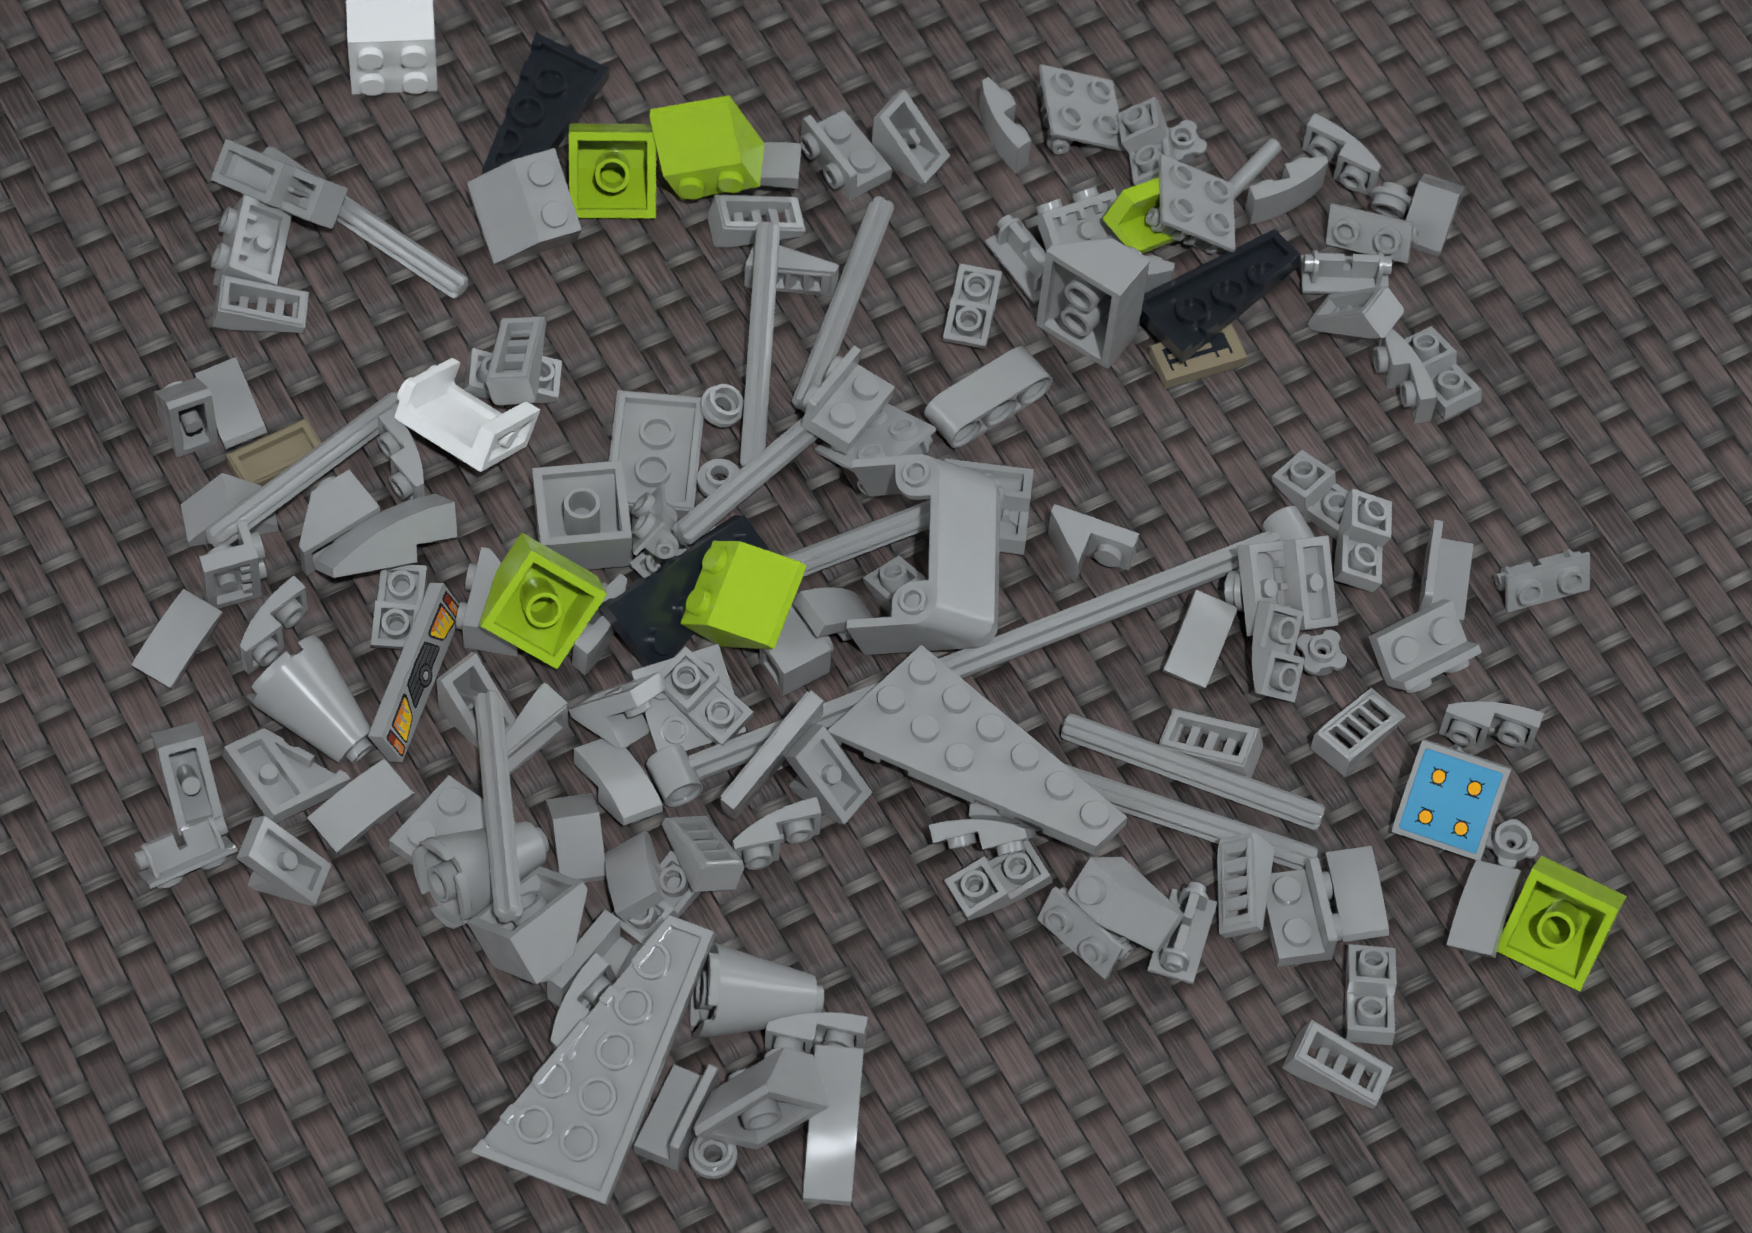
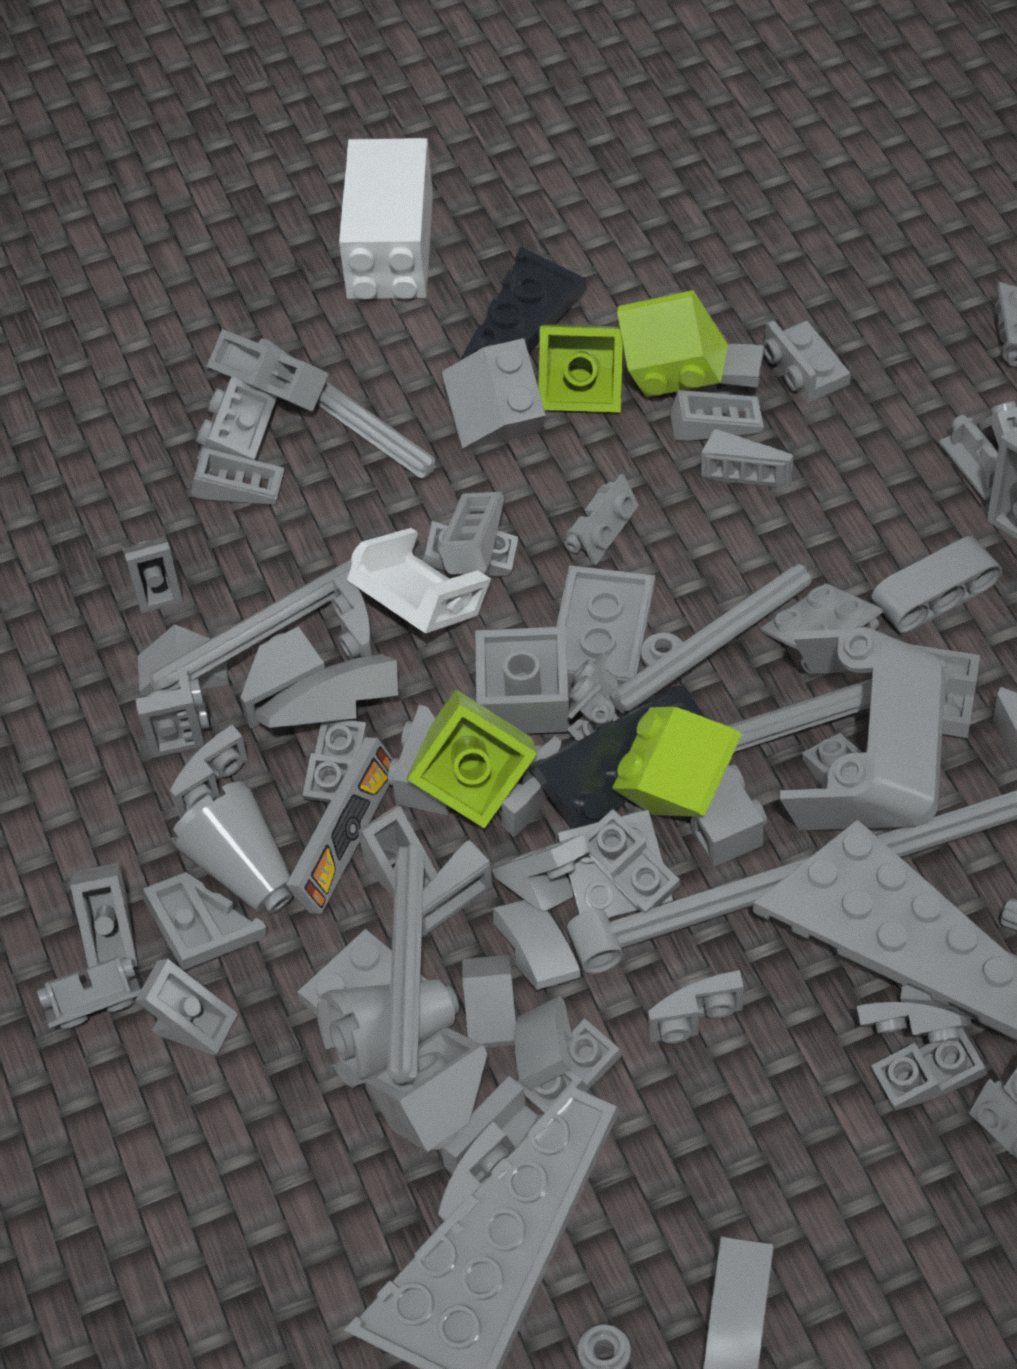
camera: 15 degrees right, 5 degrees down
(177, 638) = (113, 780): light grey slope -> none
(233, 403) = (196, 564): light grey slope -> none
(273, 454) = (230, 610): dark tan tile -> none
(361, 805) = (272, 954): light grey slope -> none
(654, 327) = (607, 516): none -> light grey hinge
(673, 1116) = (568, 1305): light grey panel -> none
(707, 862) = (620, 1033): light grey slope -> none
(728, 398) = (675, 575): light grey plate -> none
(747, 992) = (656, 1176): light grey cone -> none
(760, 341) = (711, 522): light grey axle -> none
(764, 1100) = (661, 1295): light grey slope -> none
(771, 755) = (694, 923): light grey tile -> none
(821, 1028) = (704, 1223): light grey slope -> none
(826, 774) = (752, 948): light grey slope -> none
(829, 609) = (762, 781): light grey slope -> none
(845, 297) = (795, 495): light grey axle -> none
(845, 402) = (792, 581): light grey bracket -> none
(907, 139) = (866, 346): light grey slope -> none
(972, 306) = (924, 500): light grey slope -> none
(998, 116) = (962, 346): light grey slope -> none

